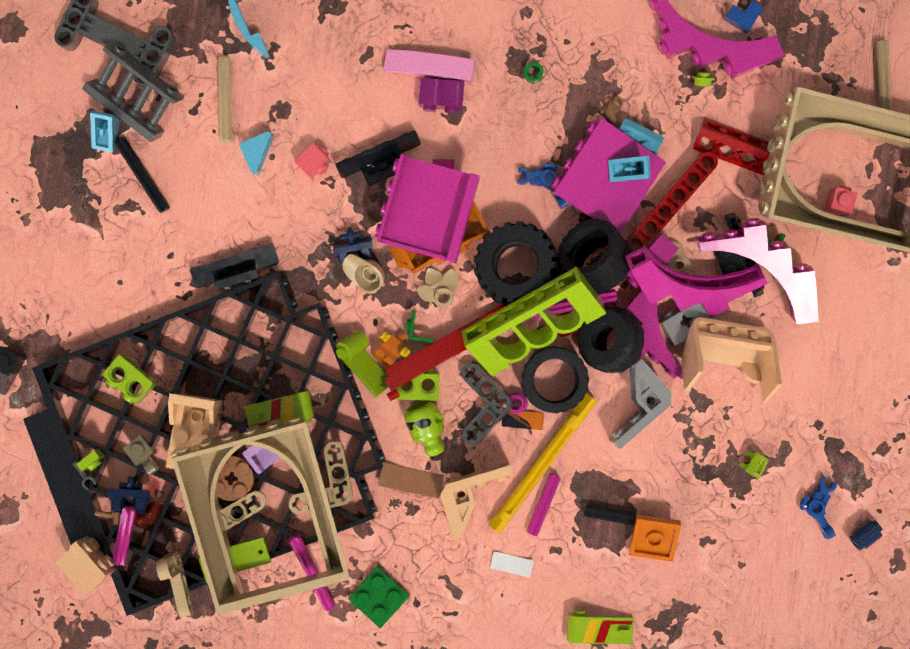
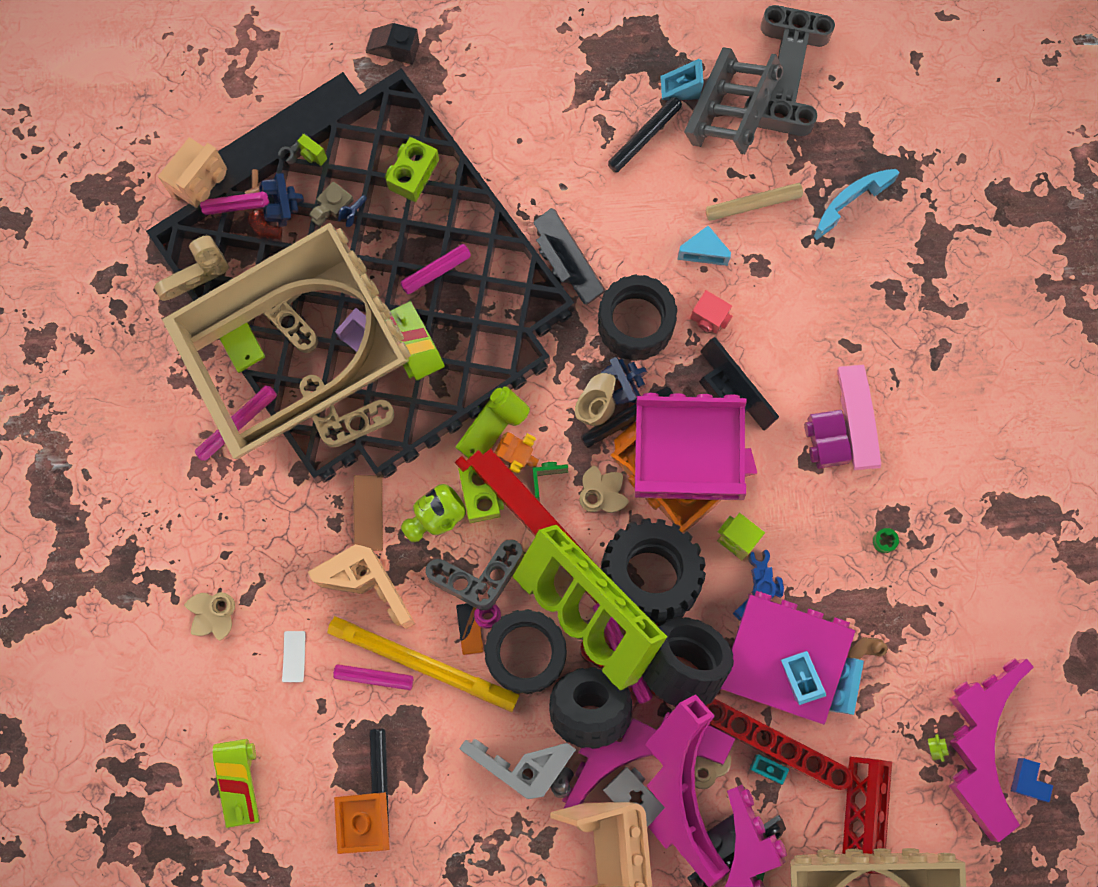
camera: 75 degrees right, 10 degrees down
(154, 440) = (349, 212): none -> dark blue hand
(192, 421) = (384, 246): light nougat bracket -> none
(222, 379) = (435, 269): none -> dark pink axle
(242, 485) = (328, 321): nougat plate -> none
(291, 199) = (637, 288): none -> black tyre
(379, 597) = (223, 508): green plate -> none
(383, 254) = (616, 422): none -> black axle
(463, 626) = (208, 616): none -> tan plate
(504, 187) = (739, 535): none -> lime brick
(665, 376) = (561, 784): none -> flat silver arm
(687, 213) = (769, 769): none -> teal piece

